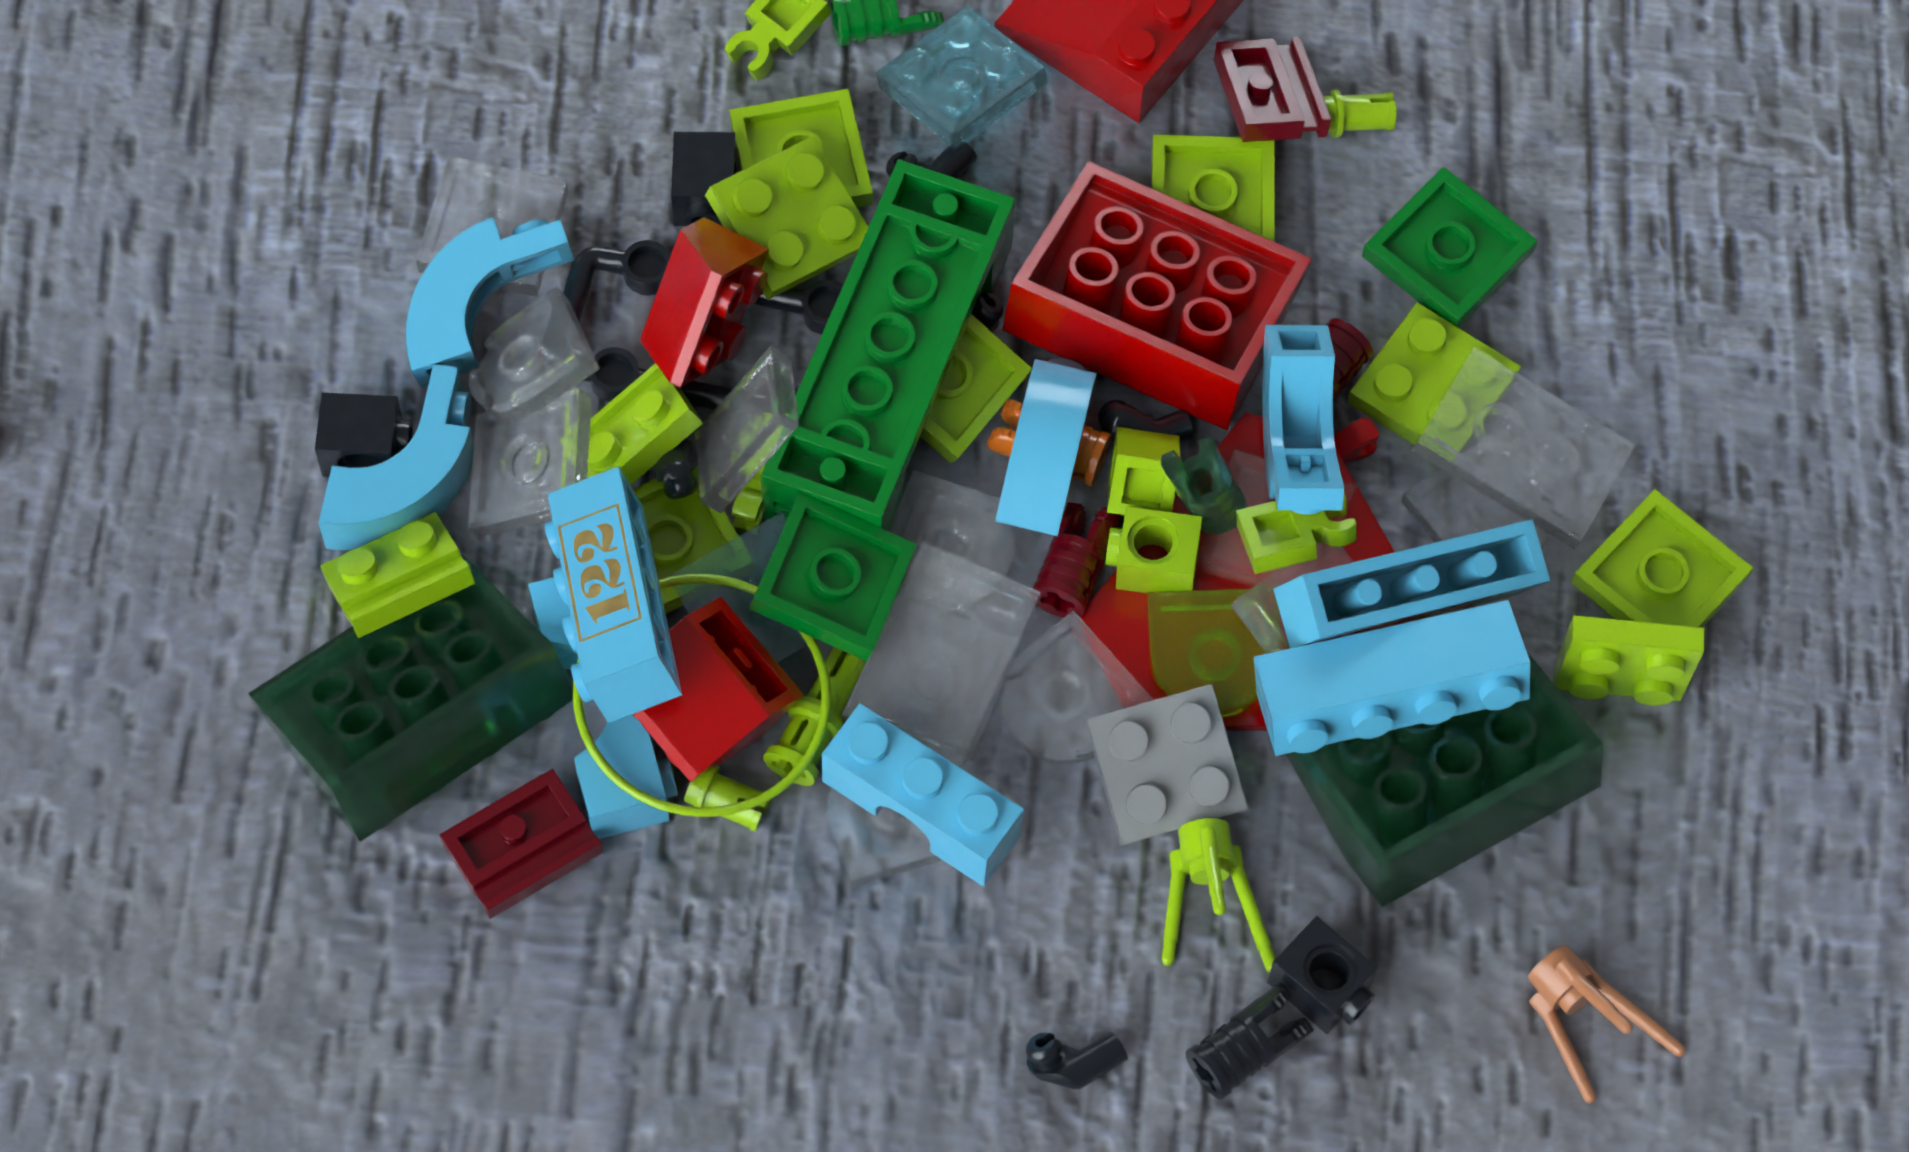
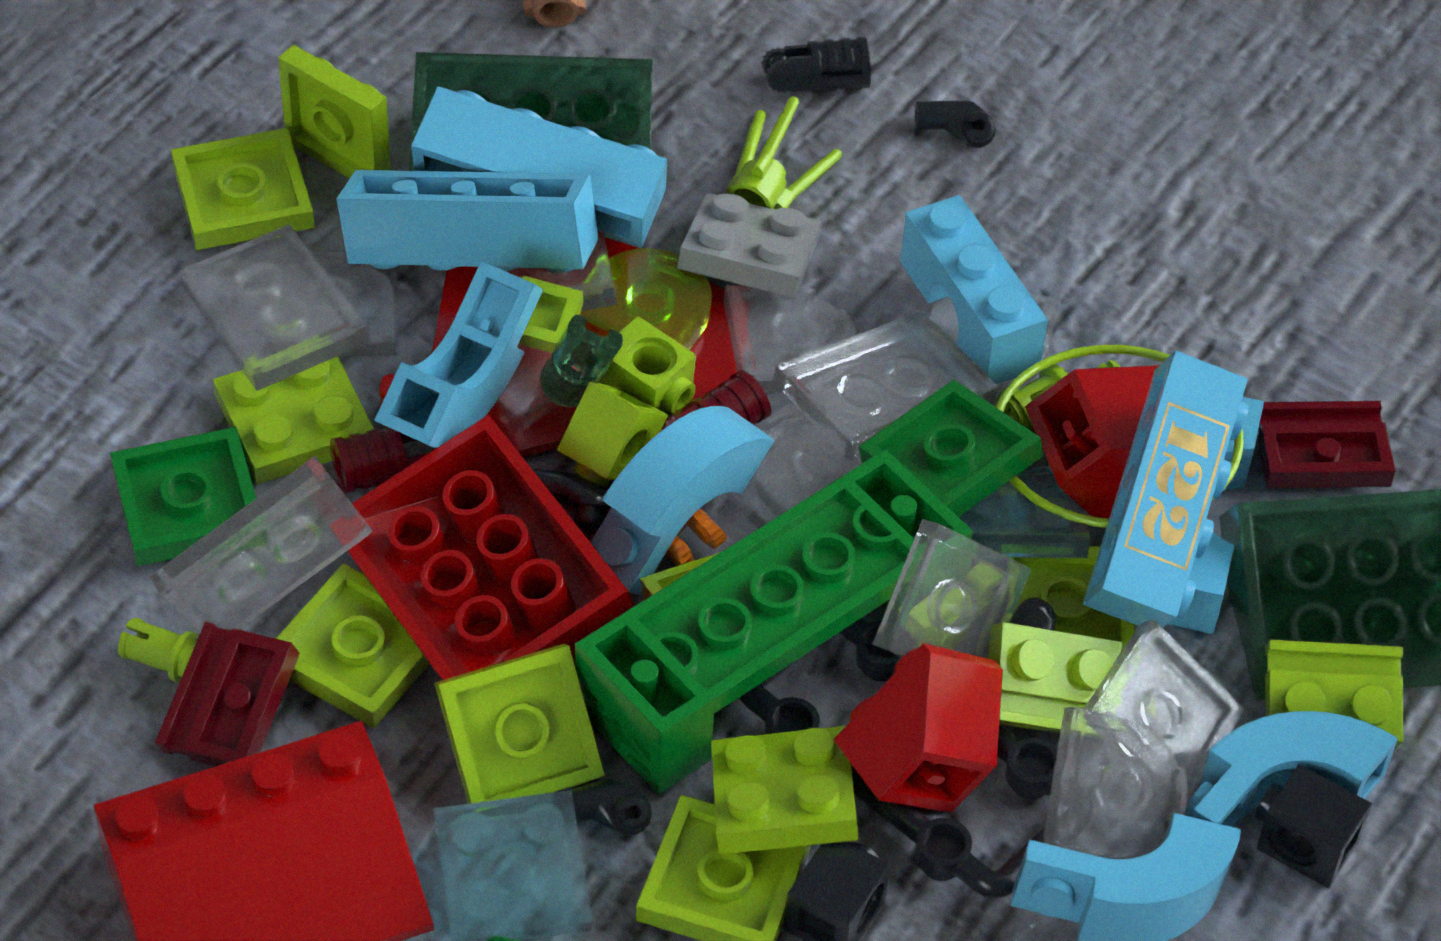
camera: 150 degrees left, 15 degrees down
(1037, 160) = (520, 727): none -> lime plate
(1318, 949) = (733, 73): black brick -> none
(1319, 165) = (263, 551): none -> clear tile

